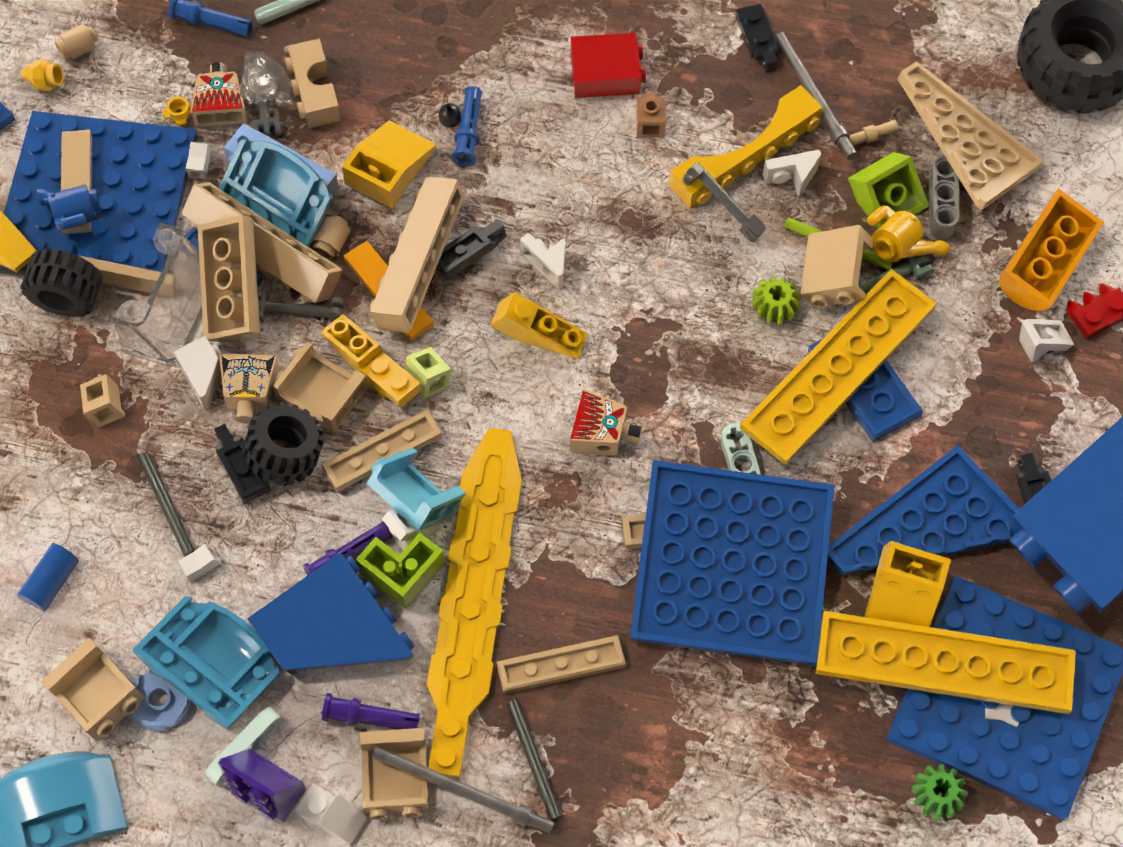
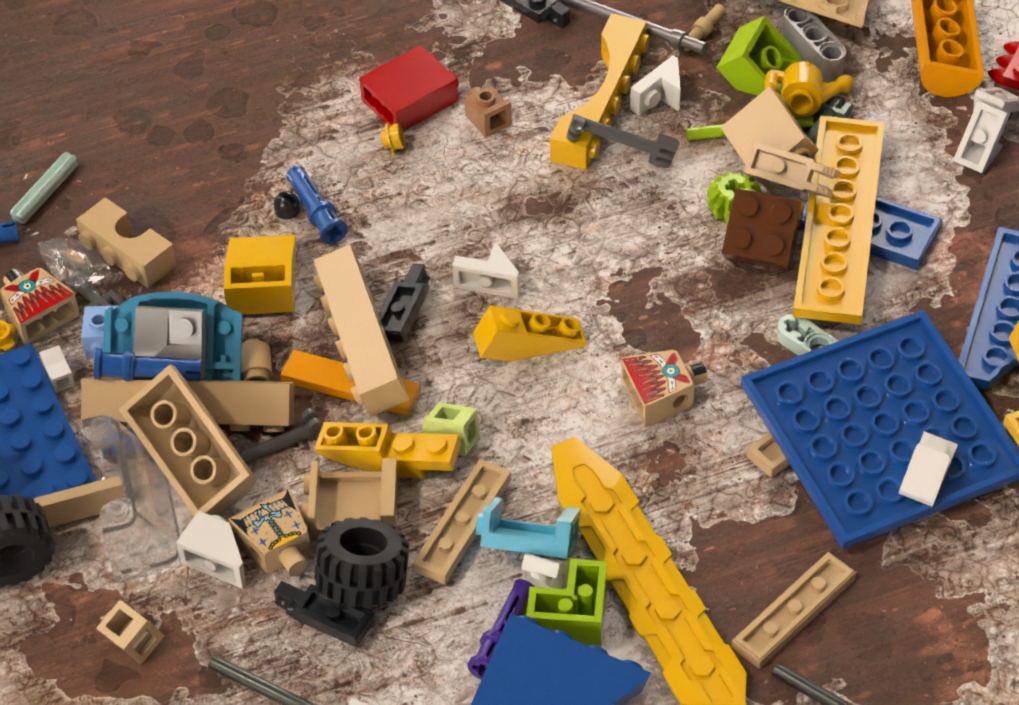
camera: 30 degrees left, 15 degrees down
(229, 195) = (128, 365): none -> blue pin
(269, 191) = (170, 334): none -> light grey plate
(565, 100) = (393, 137): none -> yellow plate
(734, 617) = (928, 468): none -> white slope
(768, 343) = (763, 229): none -> reddish brown brick
(823, 305) = (787, 169): none -> tan hinge
(1007, 360) = (981, 137): none -> white slope

